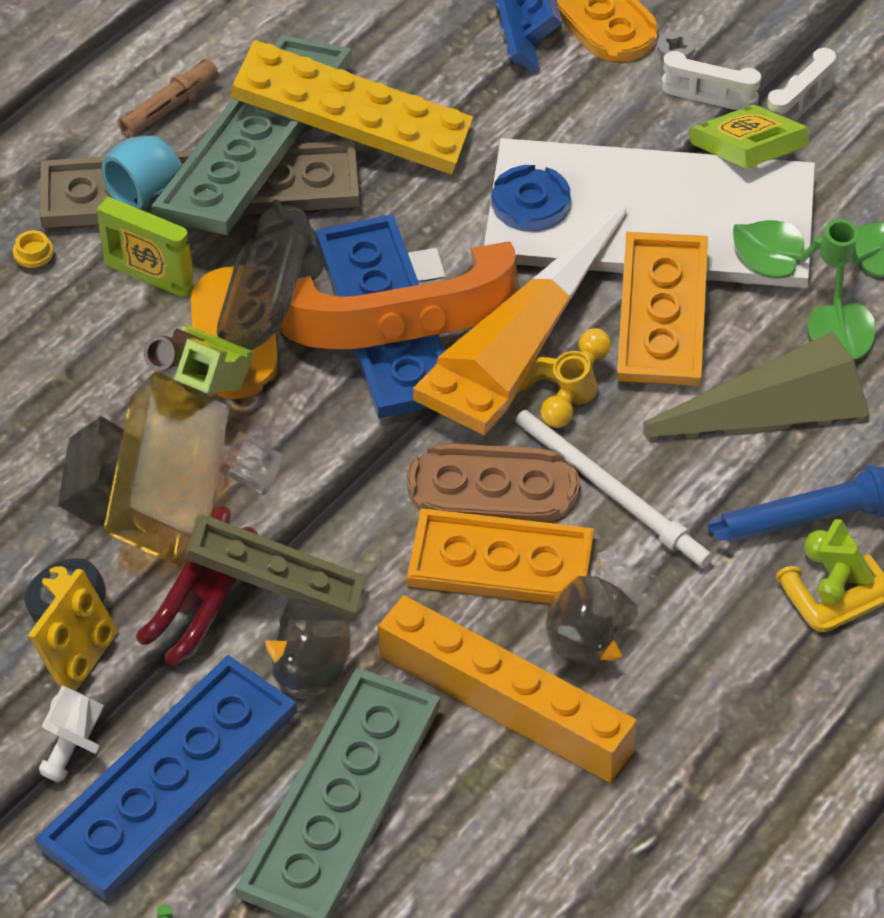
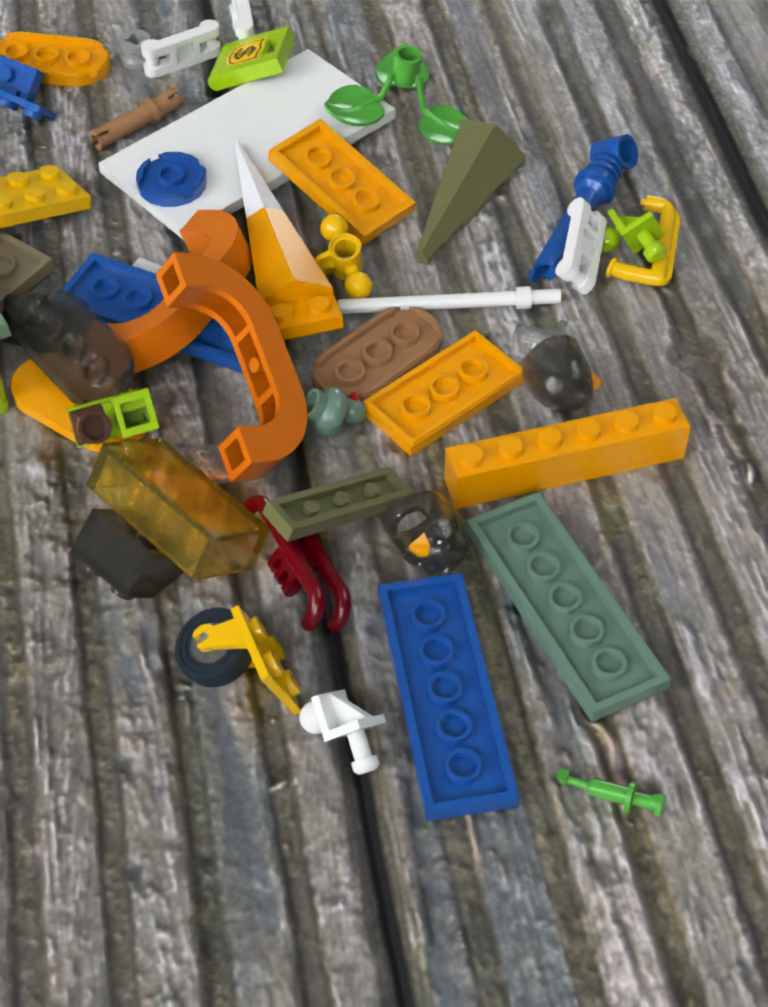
camera: 50 degrees left, 0 degrees up
(383, 489) = (330, 408): none -> sand green animal
(399, 337) = (230, 299): none -> orange arch
(590, 120) = (147, 112): none -> medium nougat pin
(775, 531) = (582, 246): none -> white plate

